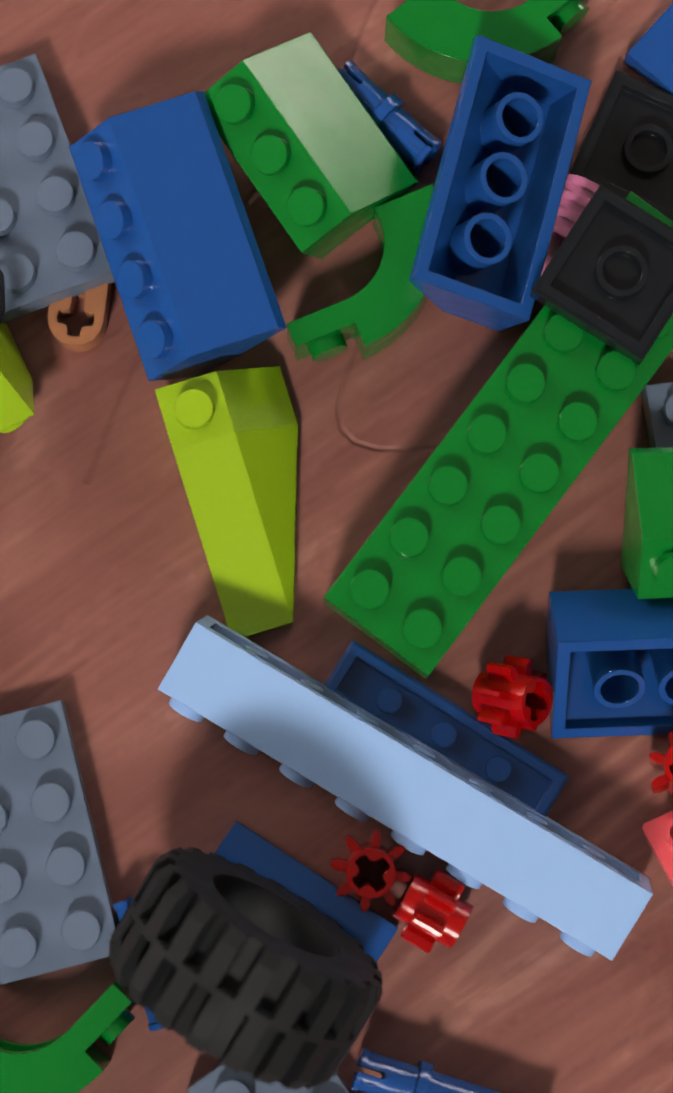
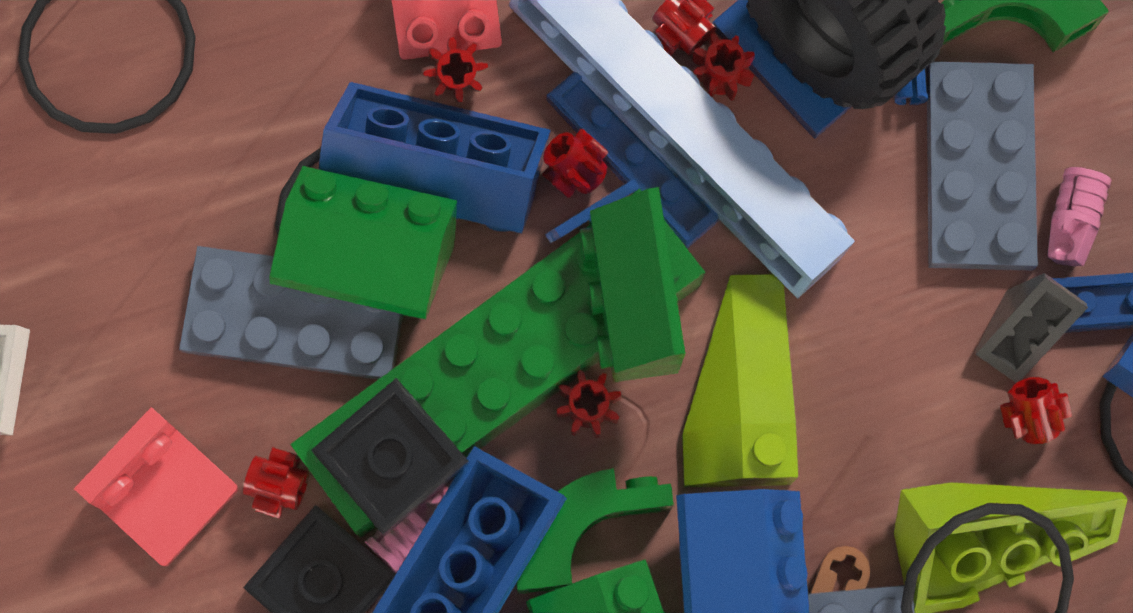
camera: 165 degrees left, 5 degrees down
(402, 527) = (634, 288): none -> green slope
(416, 403) = (597, 392): none -> red gear
(476, 638) = (583, 216): none -> blue piece

